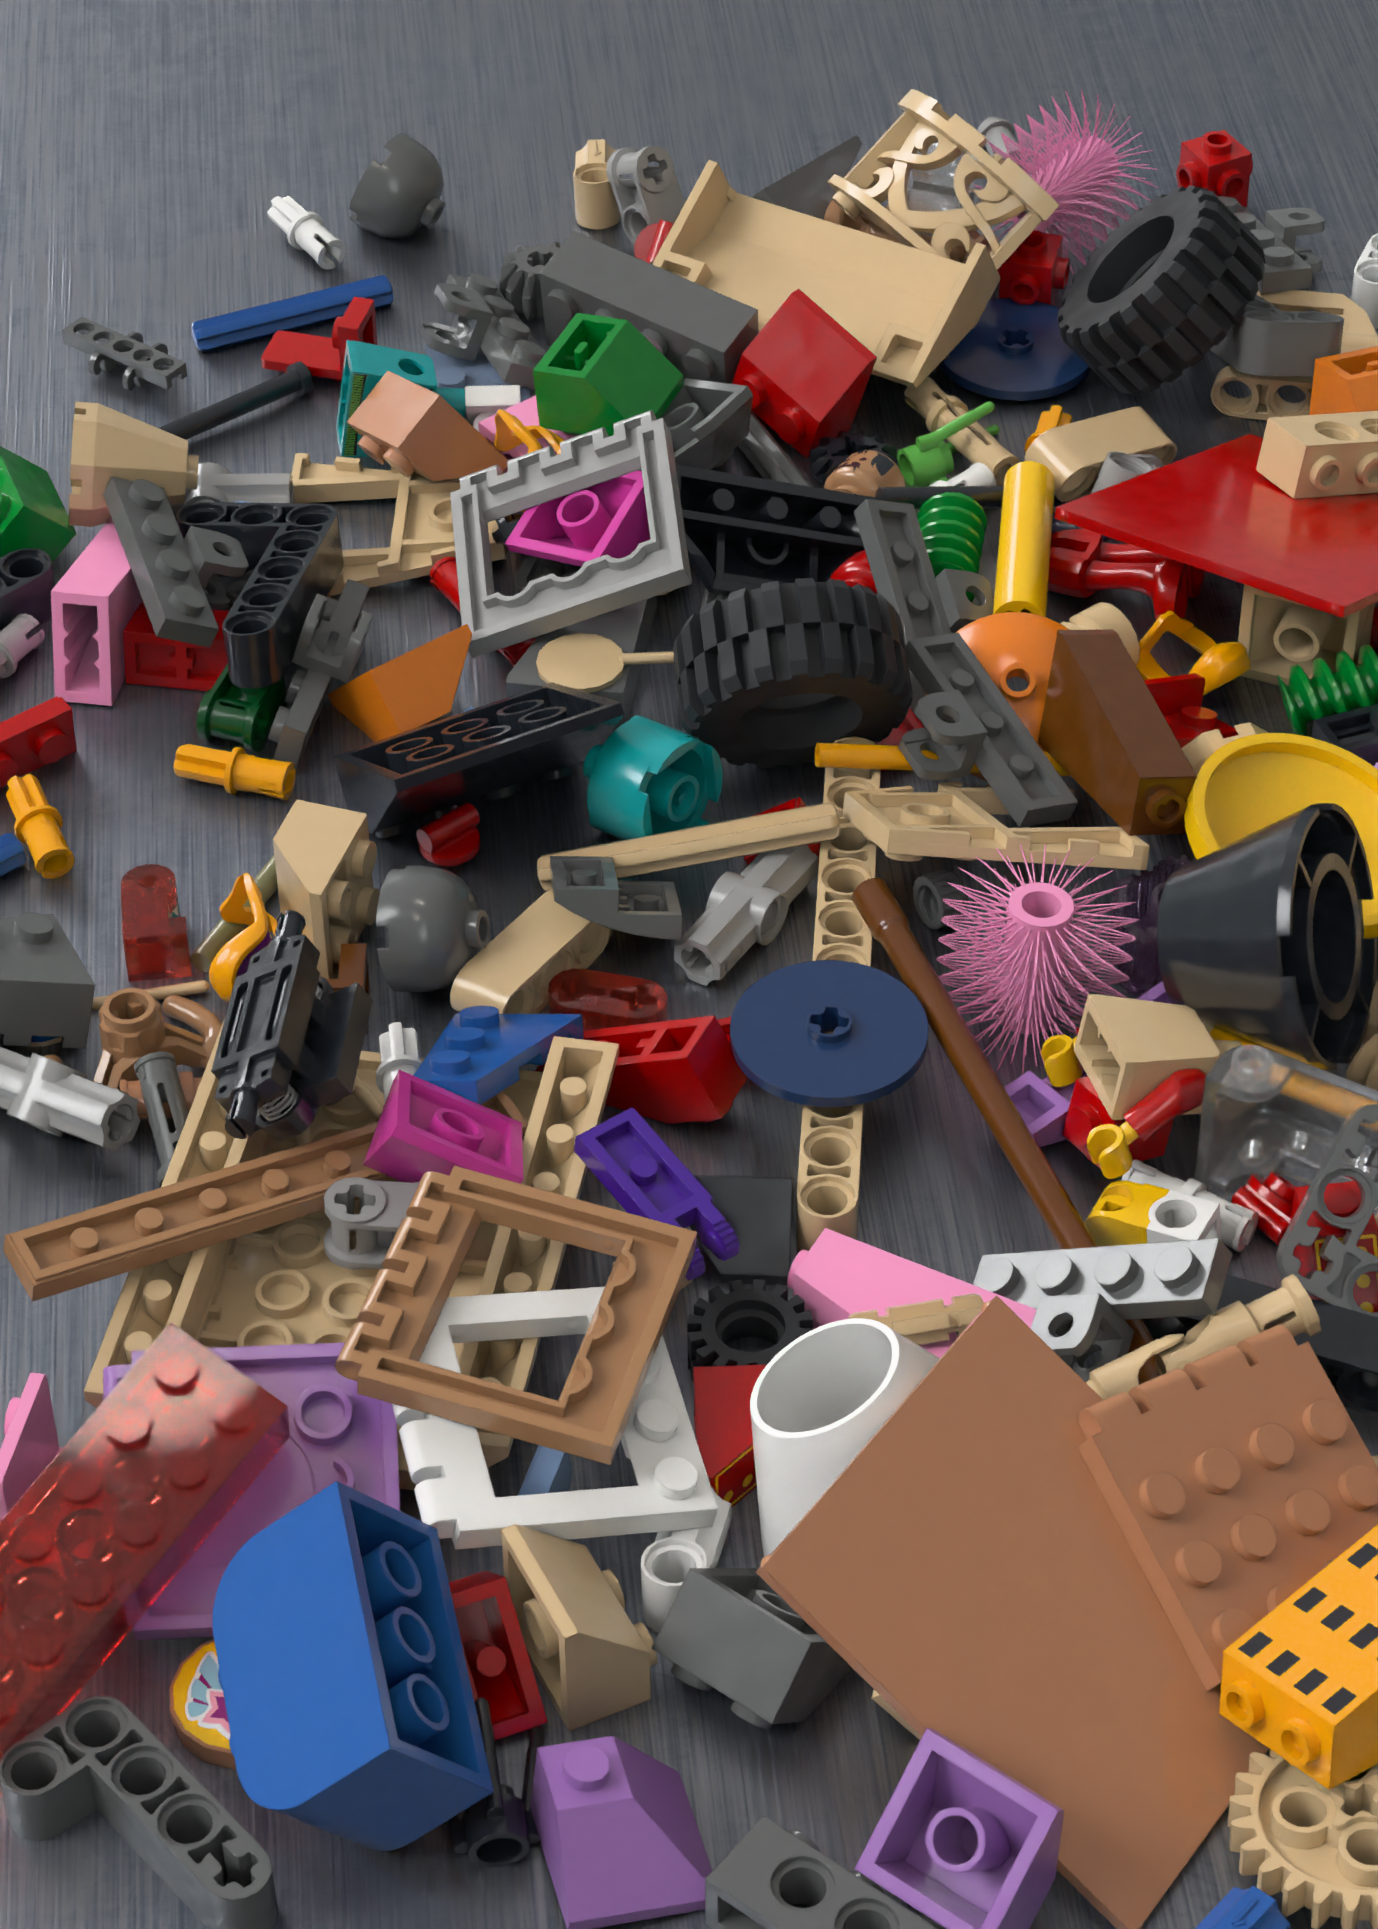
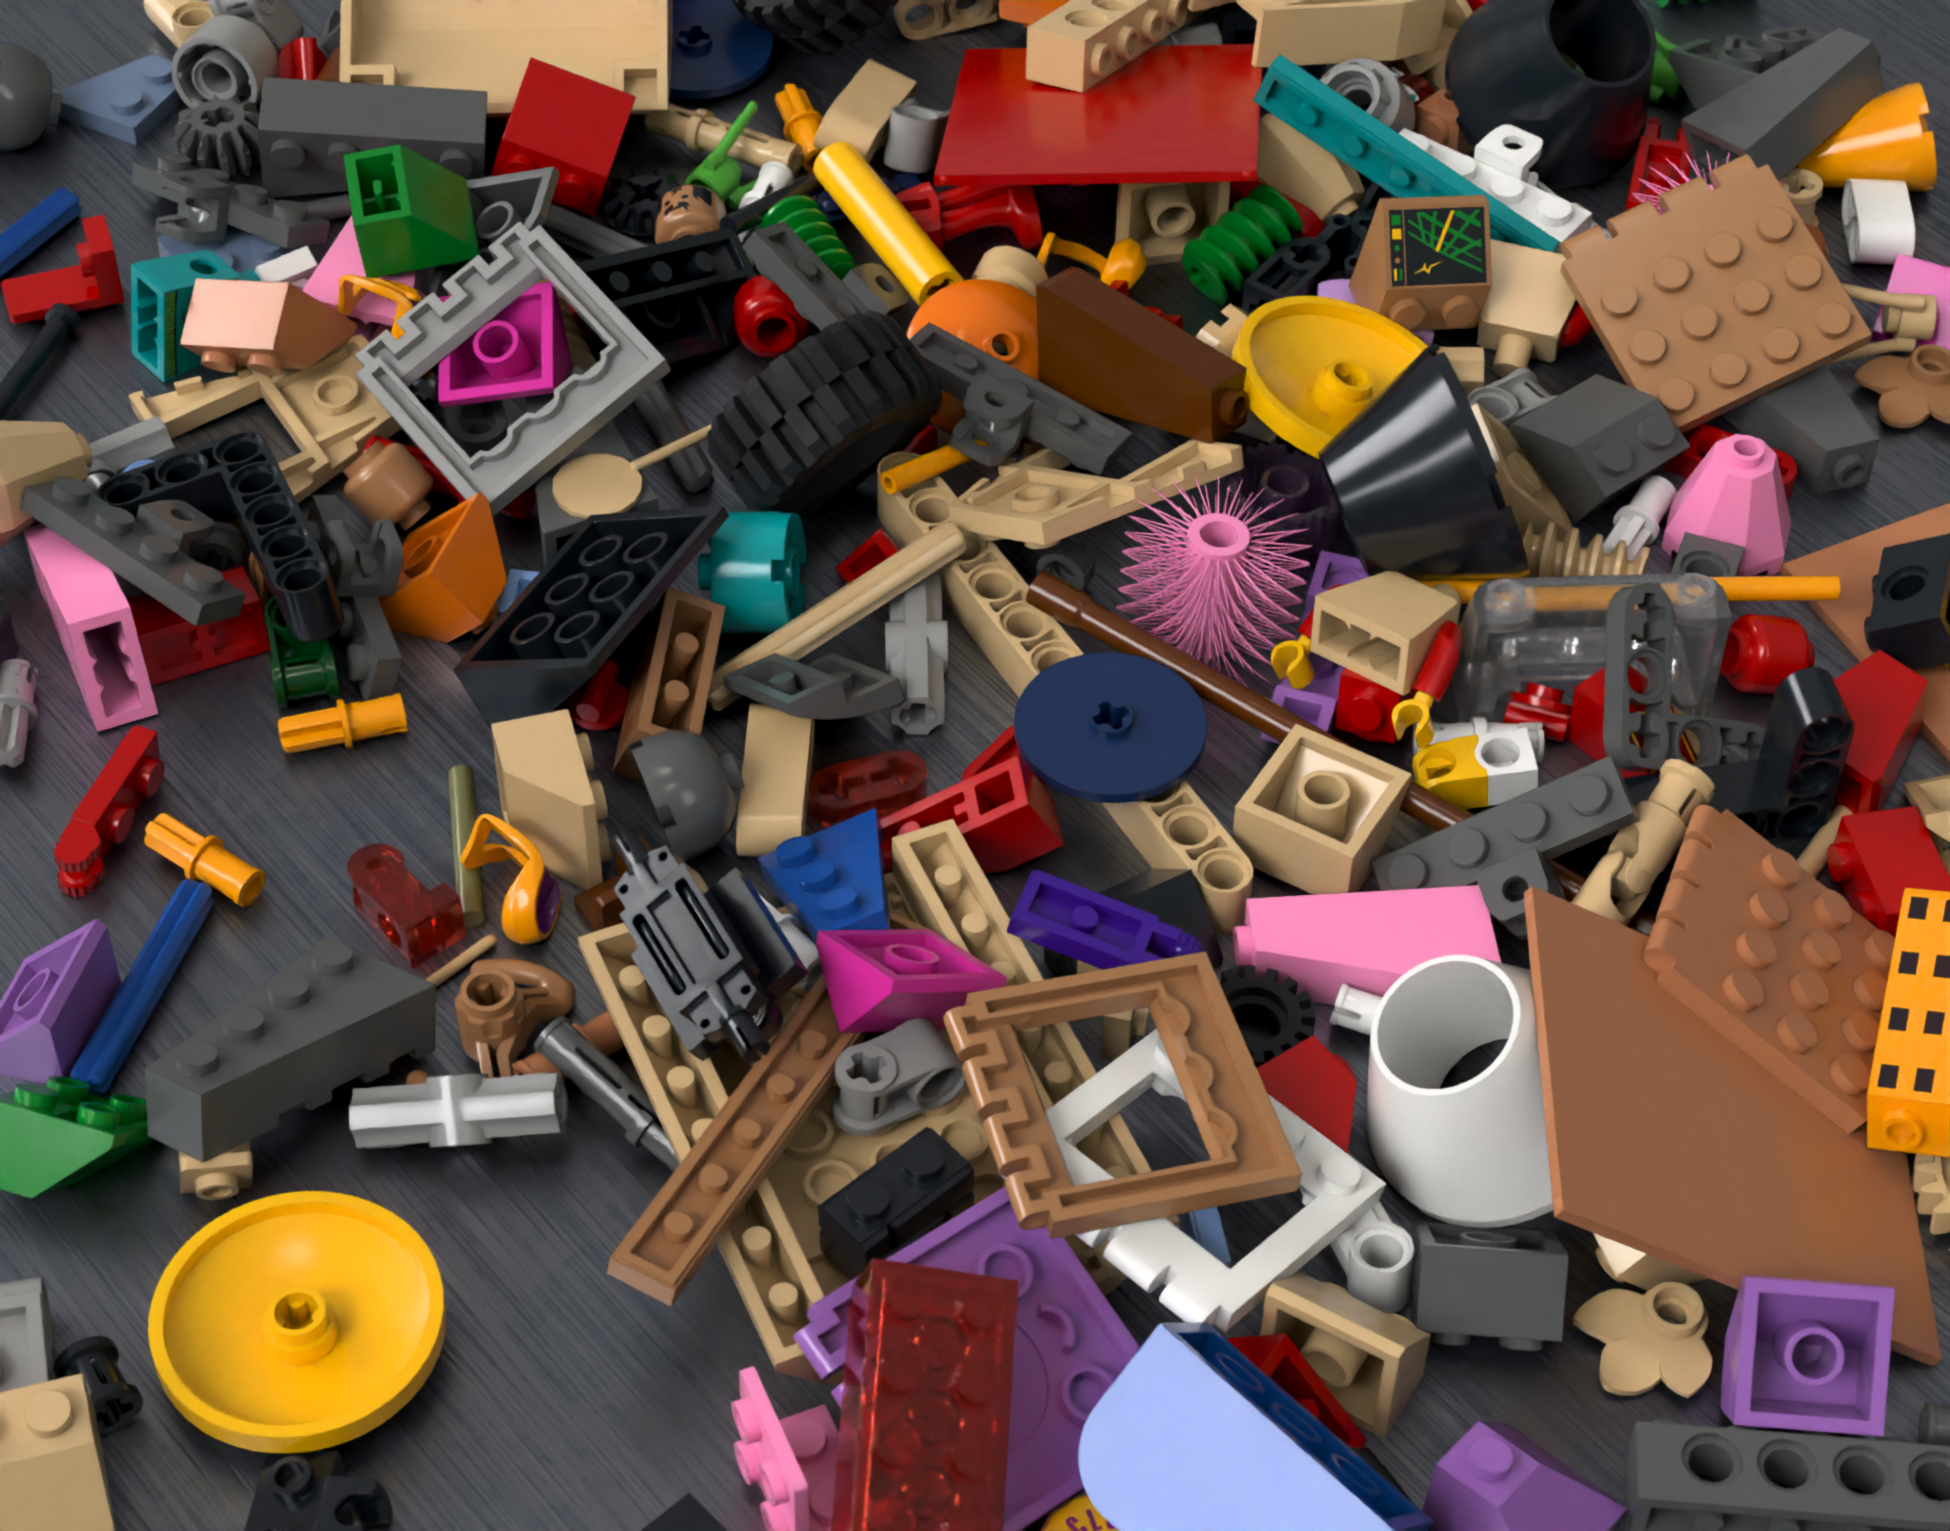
camera: 35 degrees left, 5 degrees up
(289, 1308) = (895, 1203): none -> black brick
(422, 598) = (388, 485): none -> medium nougat head
(500, 225) = (125, 100): none -> sand blue wing
(513, 832) = (670, 672): none -> medium nougat brick
(594, 209) = (224, 60): none -> light grey piece
(860, 1767) = (1643, 1346): none -> tan plate
(929, 1320) = (1400, 944): tan axle -> none
(960, 1189) = (1319, 813): none -> tan slope

